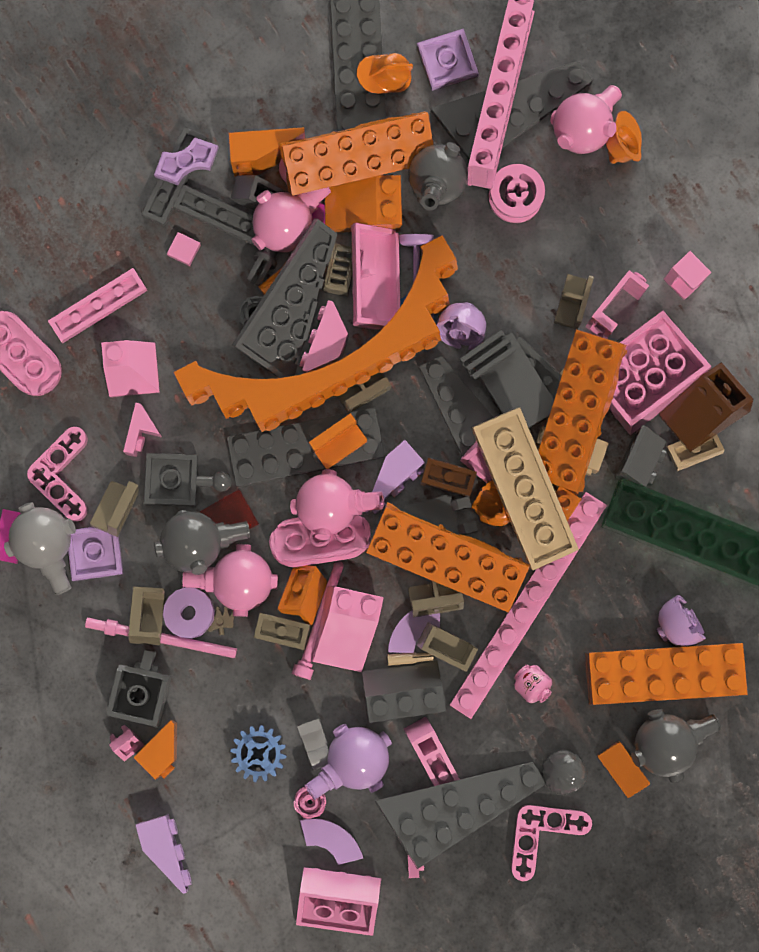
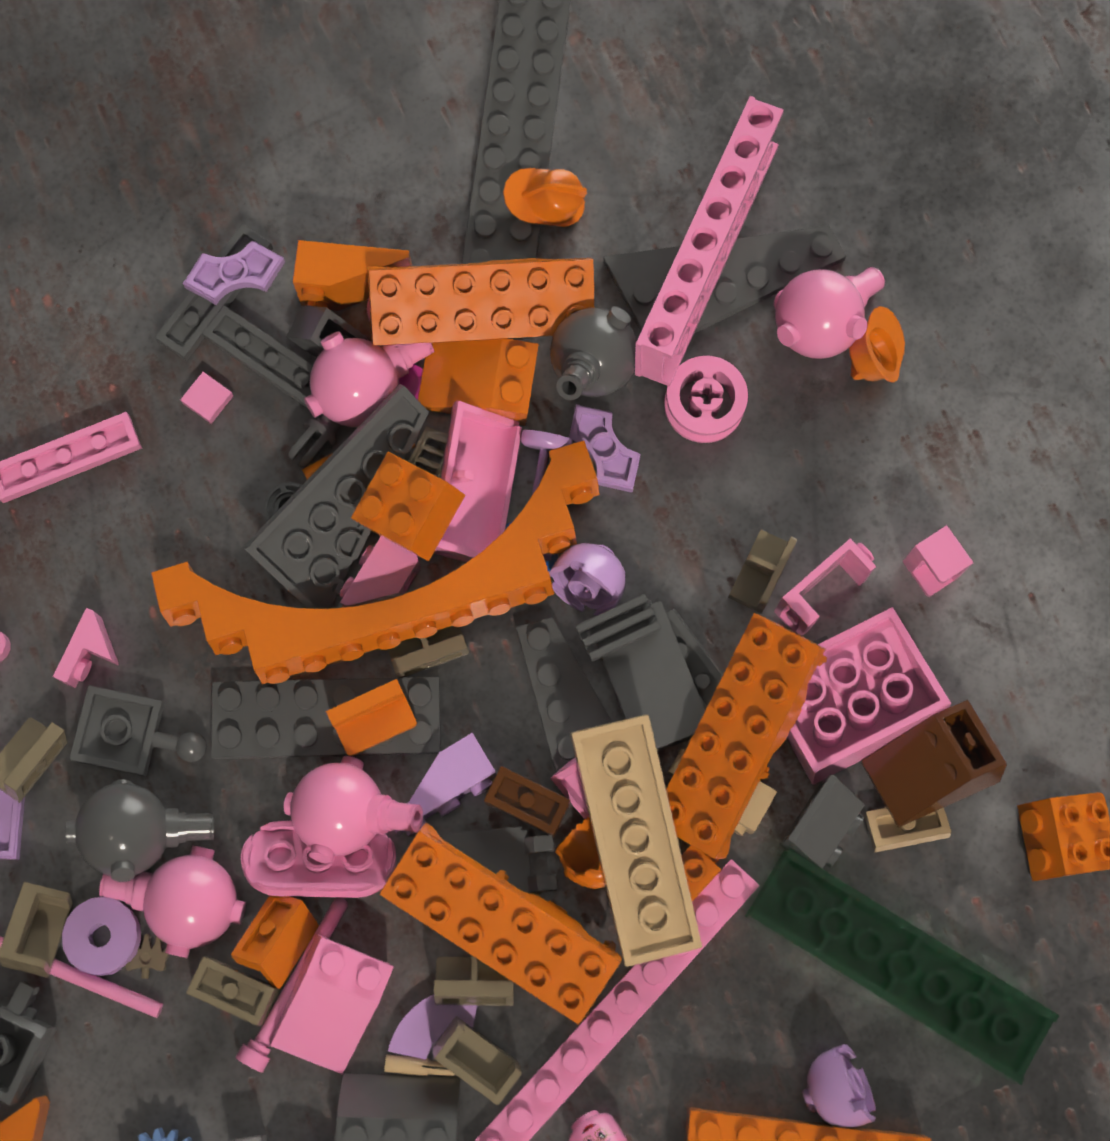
camera: 15 degrees right, 5 degrees down
(130, 368) = (92, 555): bright pink slope -> none
(231, 510) = (196, 793): clear red piece -> none
(336, 298) = (408, 506): none -> orange brick
(447, 59) = (641, 192): lavender tile -> none
(462, 244) = (613, 461): none -> lavender tile

